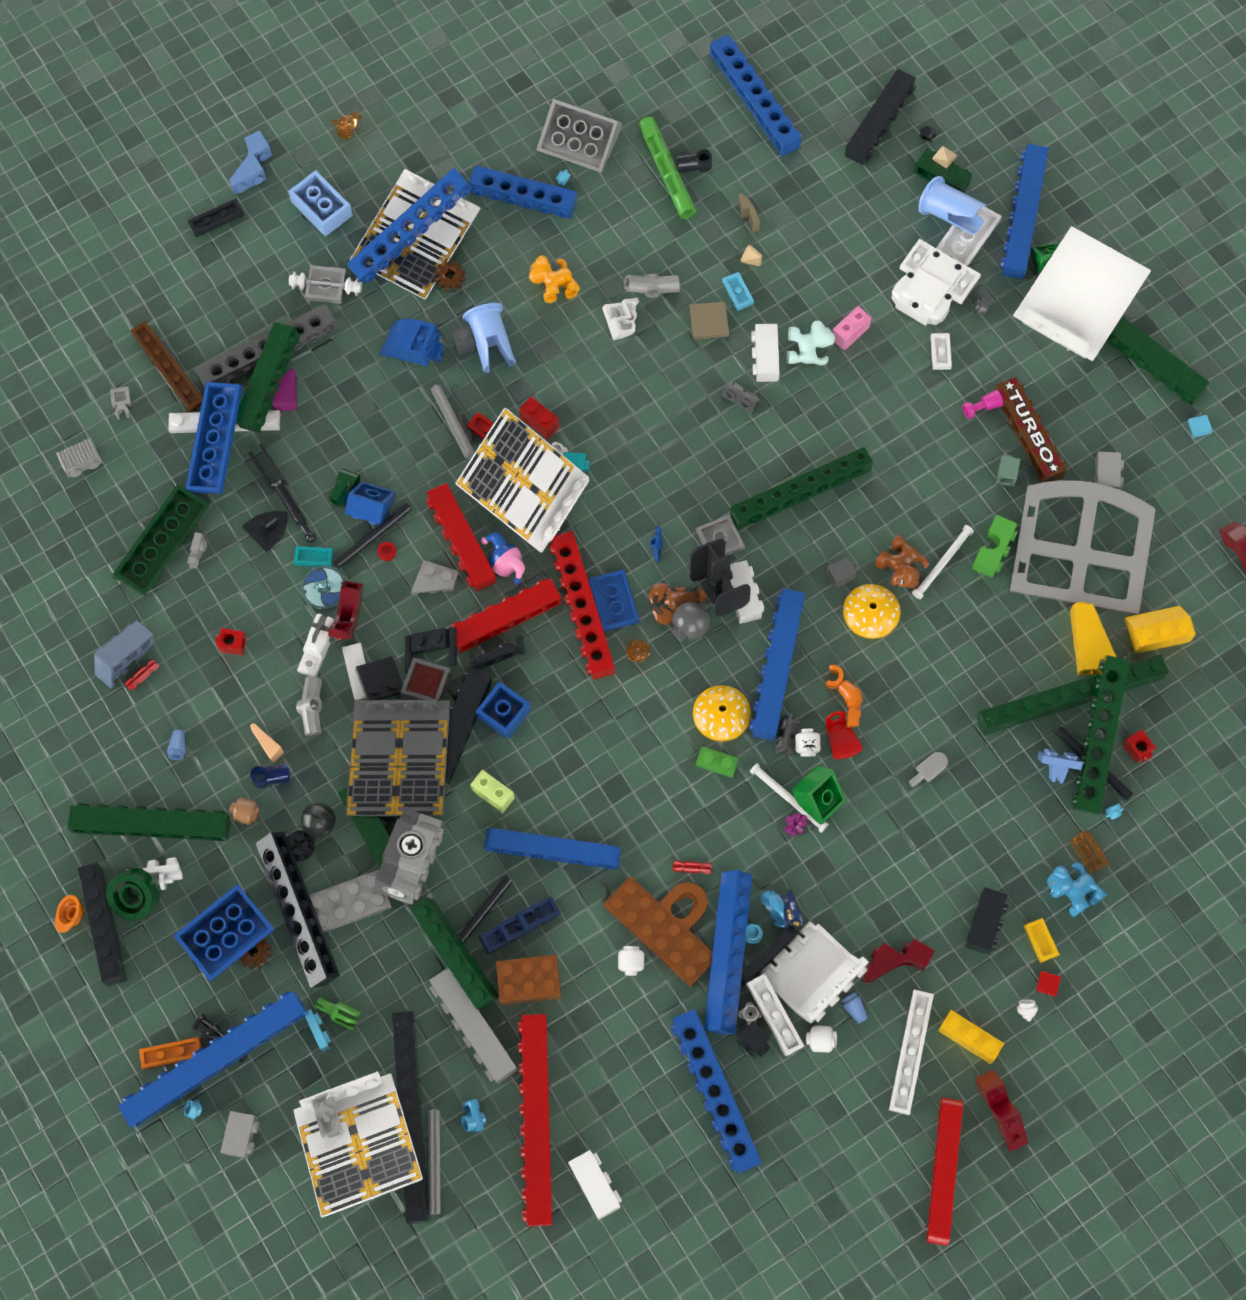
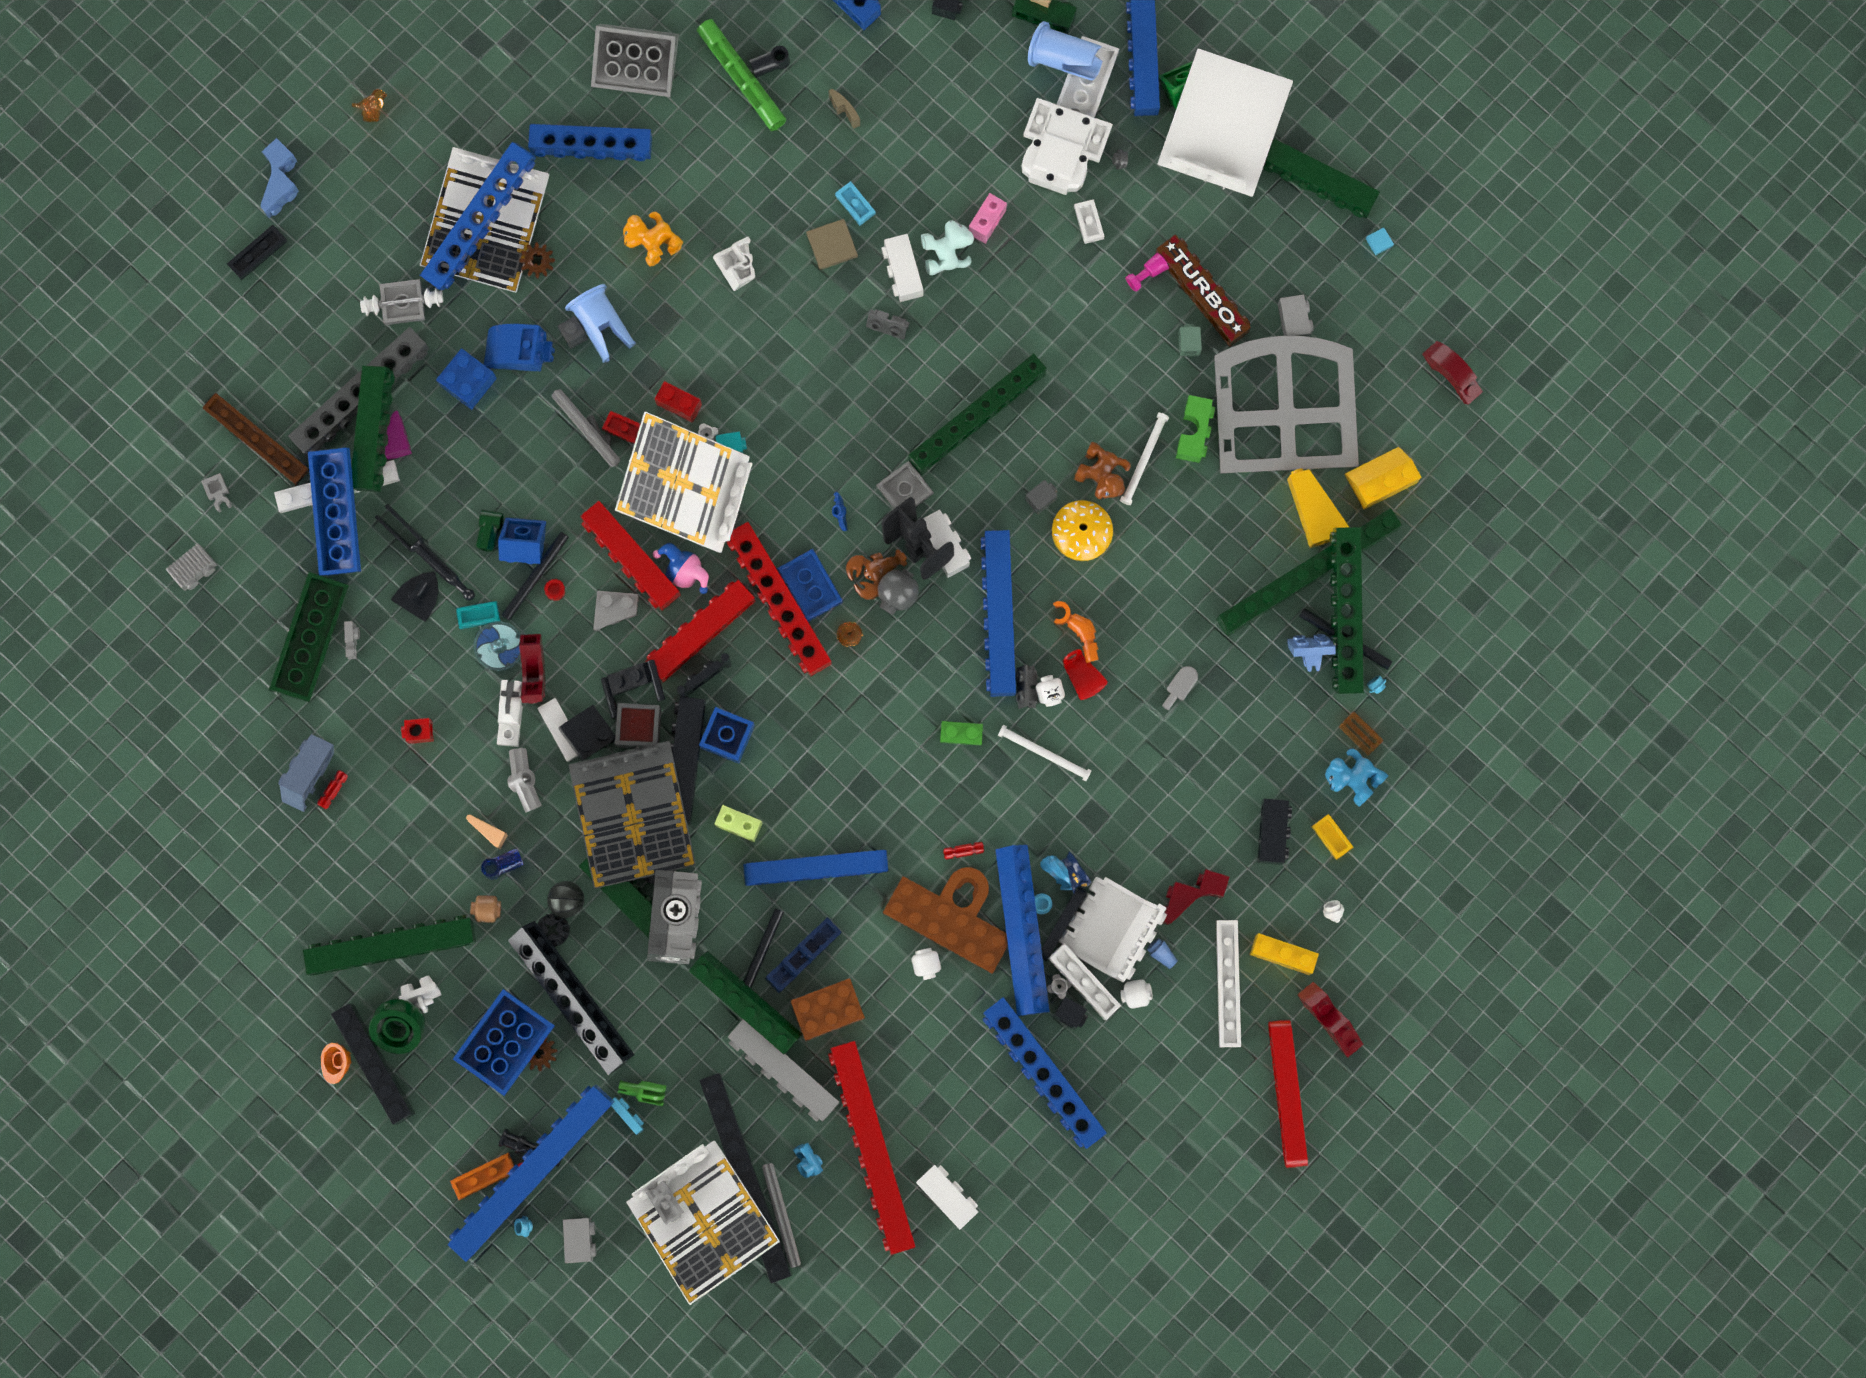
camera: 20 degrees left, 10 degrees up
(177, 747) = (393, 857): medium blue cone -> none
(320, 203) = (369, 209): light blue brick -> none
(349, 902) = (621, 975): light grey plate -> none
(361, 358) = (466, 379): none -> blue brick
(563, 177) = (630, 114): medium azure plate -> none
(652, 284) = (760, 218): light grey piece -> none
(717, 724) = (949, 693): yellow dish -> none
(751, 256) = (860, 159): tan slope -> none
(795, 823) = (1057, 779): magenta plant -> none
(819, 794) = (1075, 742): green slope -> none
(1048, 983) = (1349, 879): red tile -> none
(1142, 739) = (1379, 610): red brick -> none

